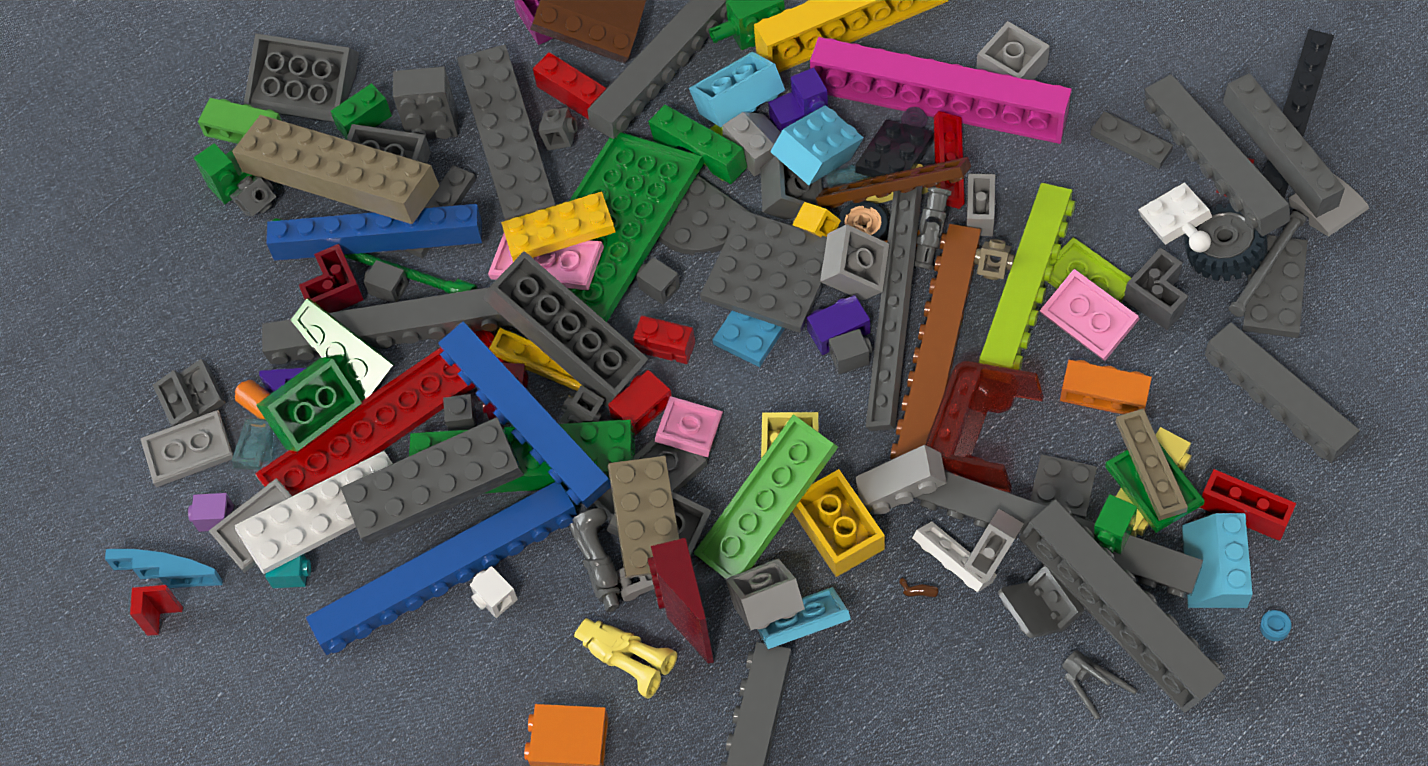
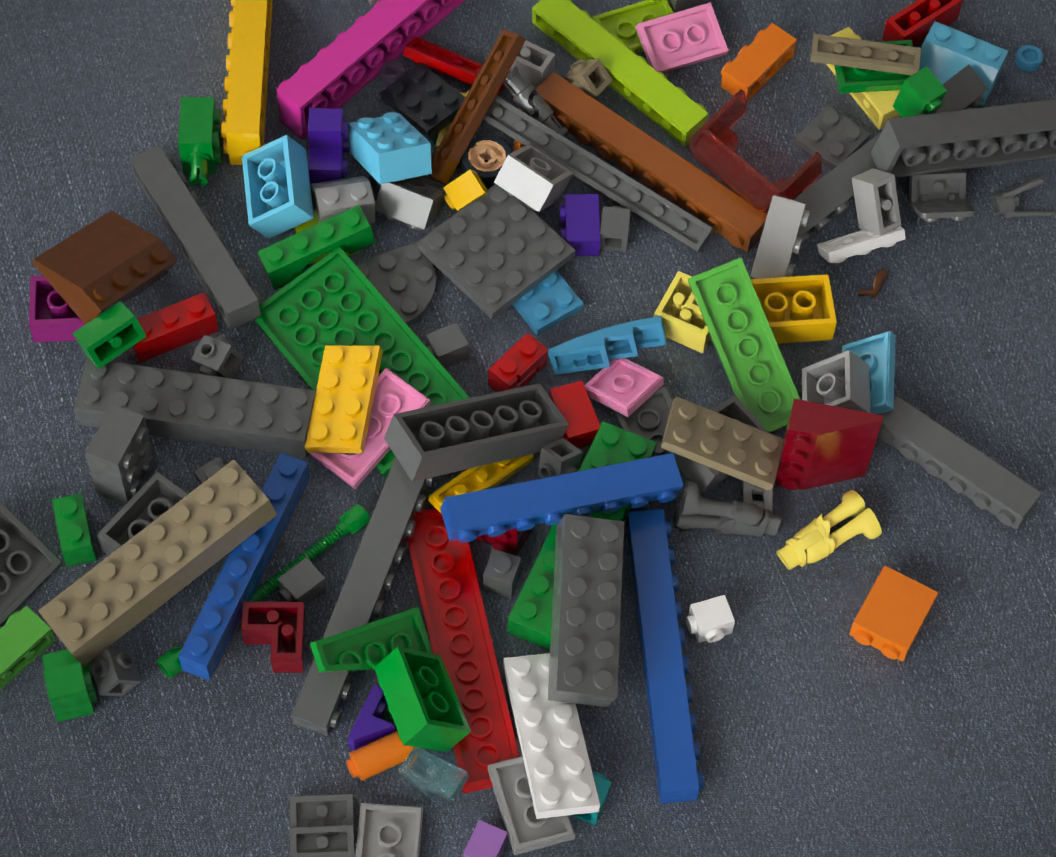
camera: 75 degrees left, 0 degrees up
(522, 43) = (109, 334): none -> green brick
(717, 392) = (607, 344): none -> dark azure slope

